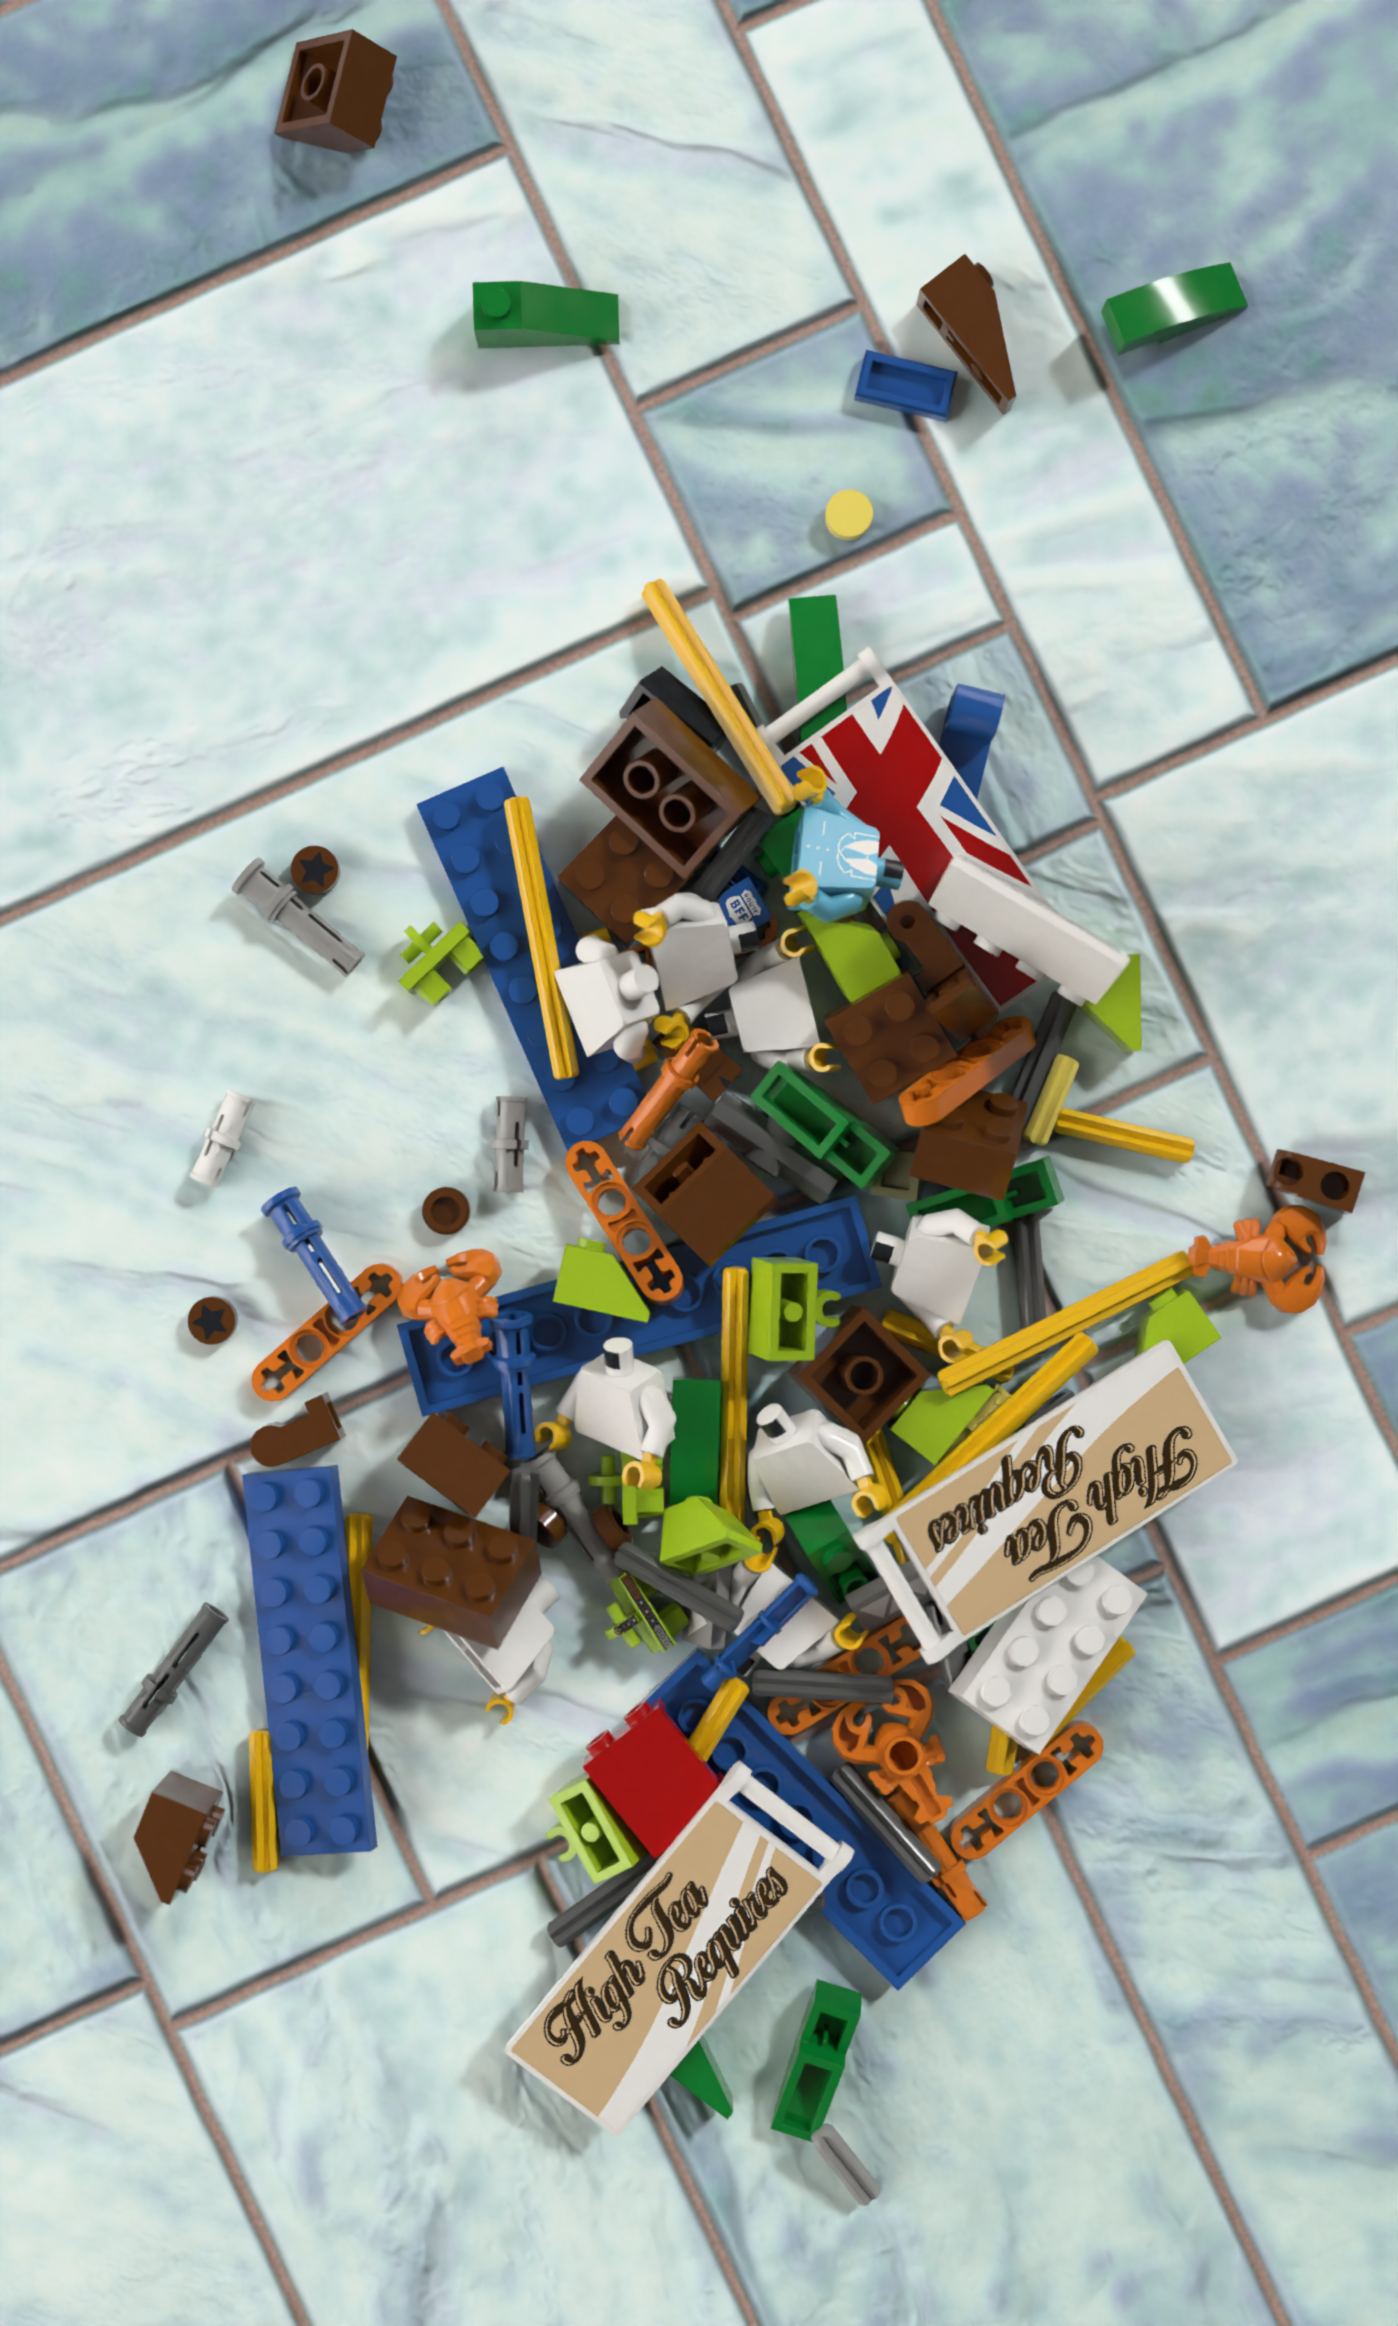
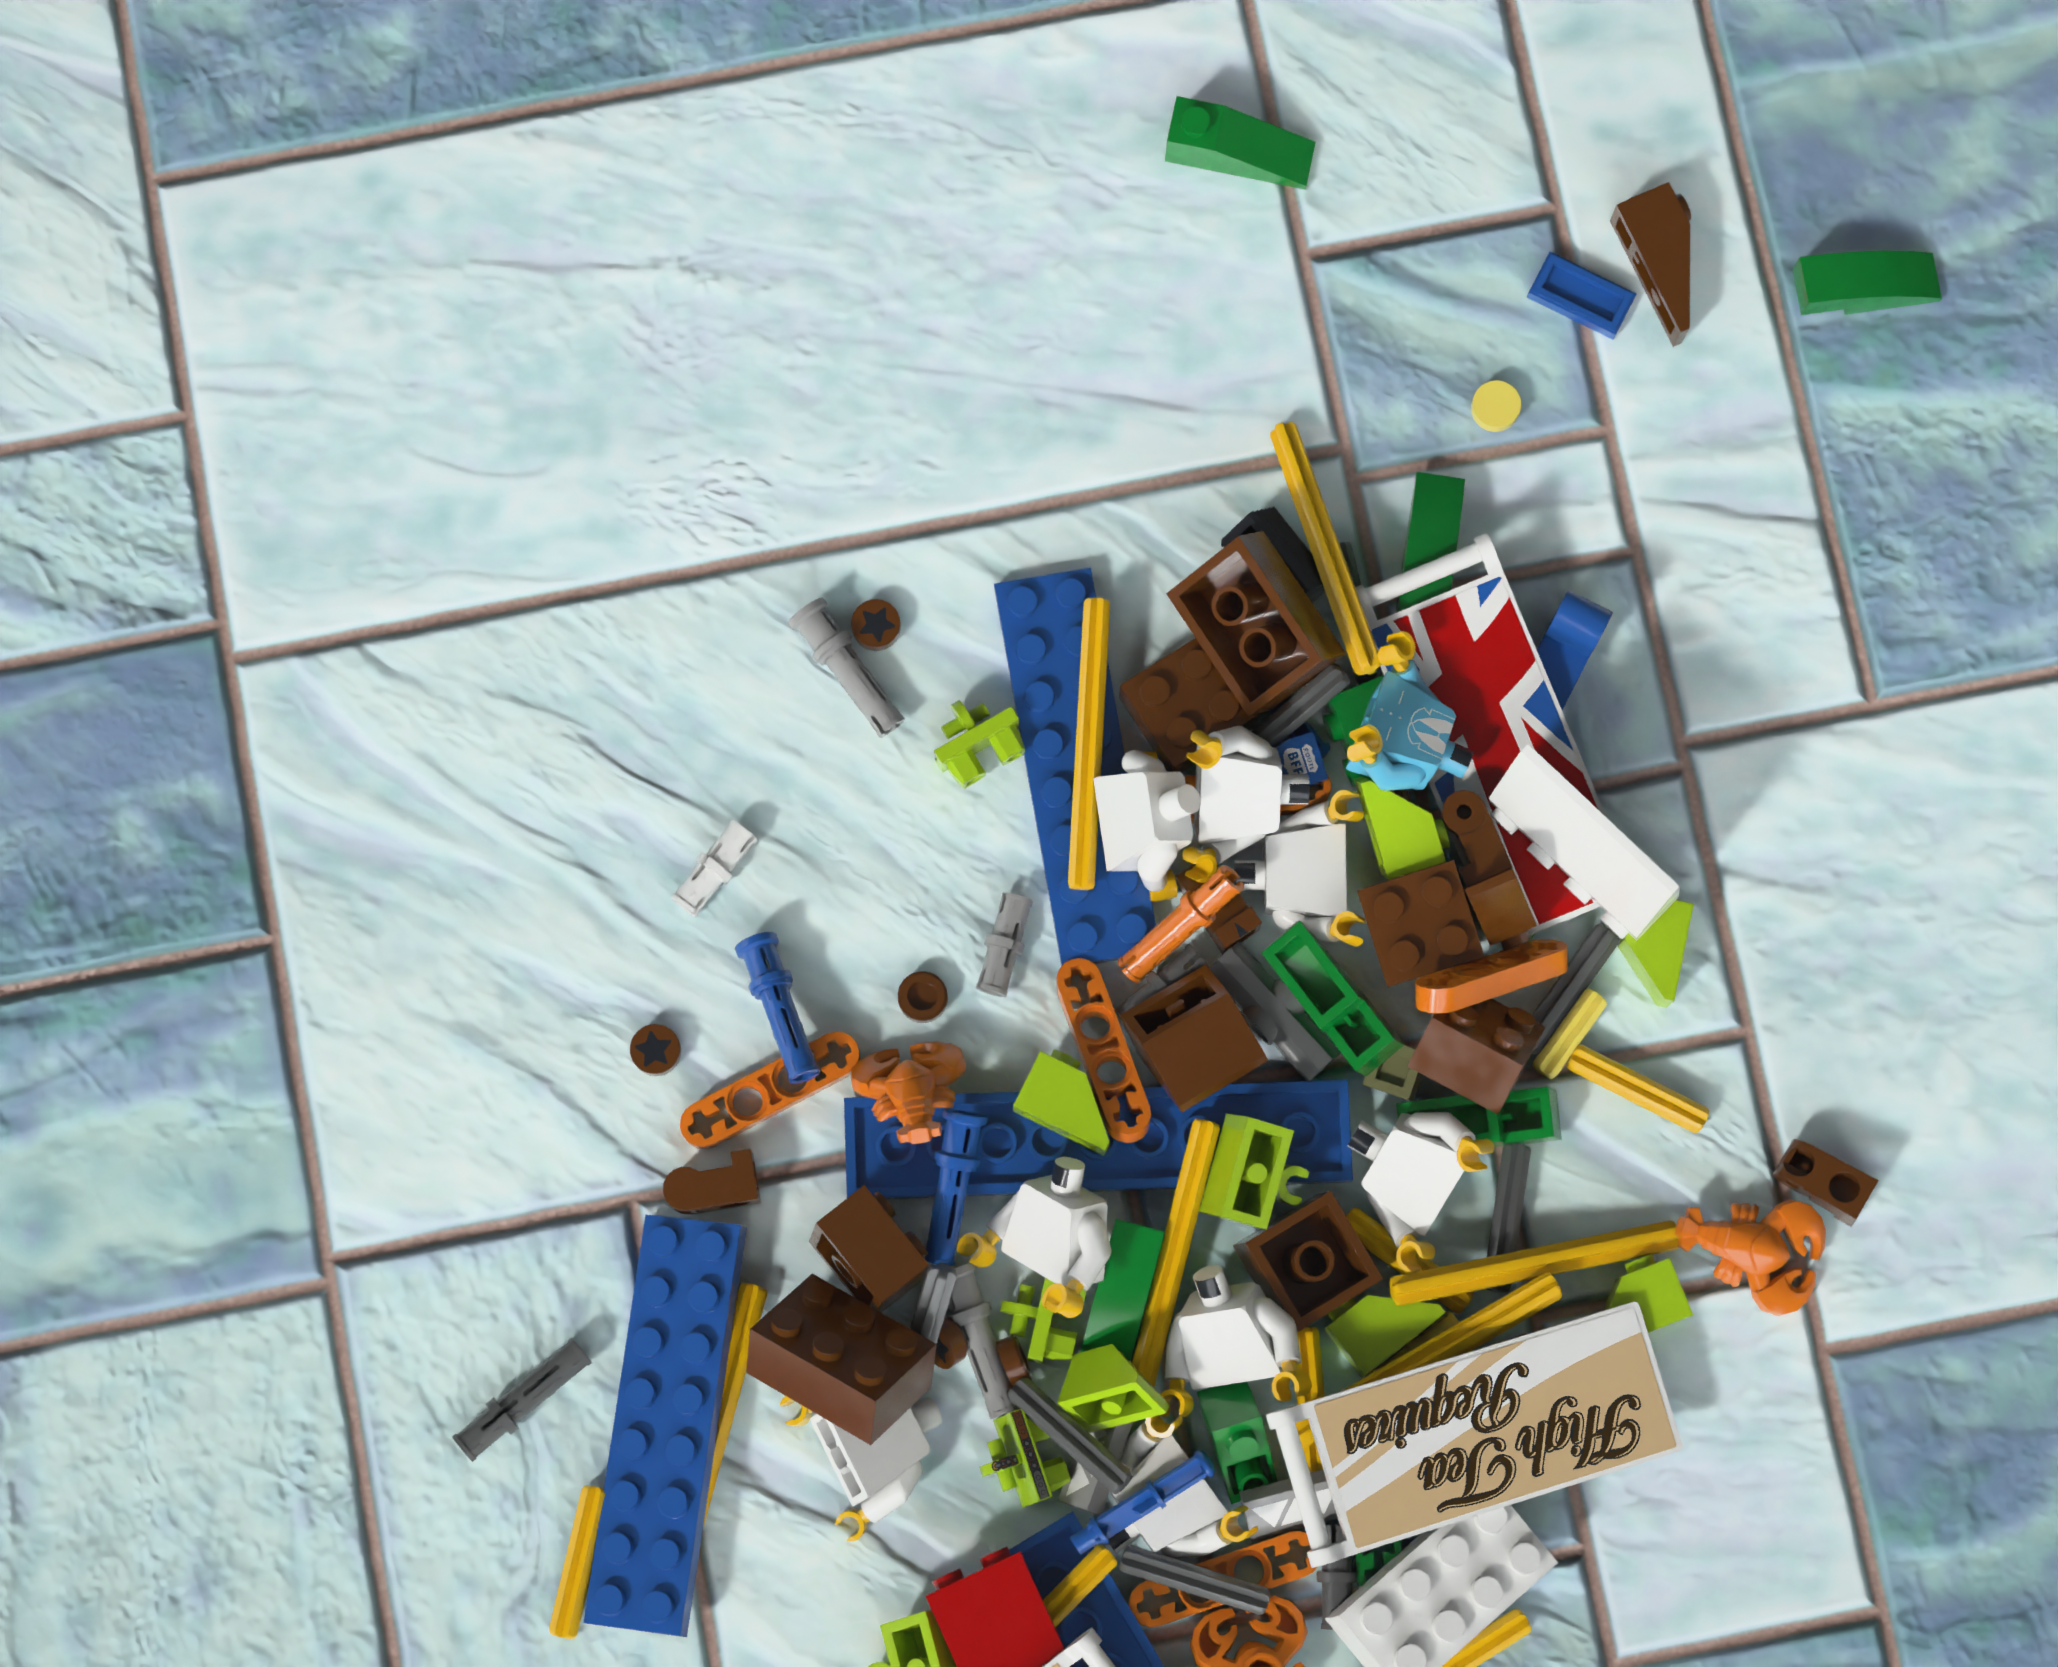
camera: 10 degrees right, 10 degrees down
(173, 1830) = (482, 1564): reddish brown slope -> none

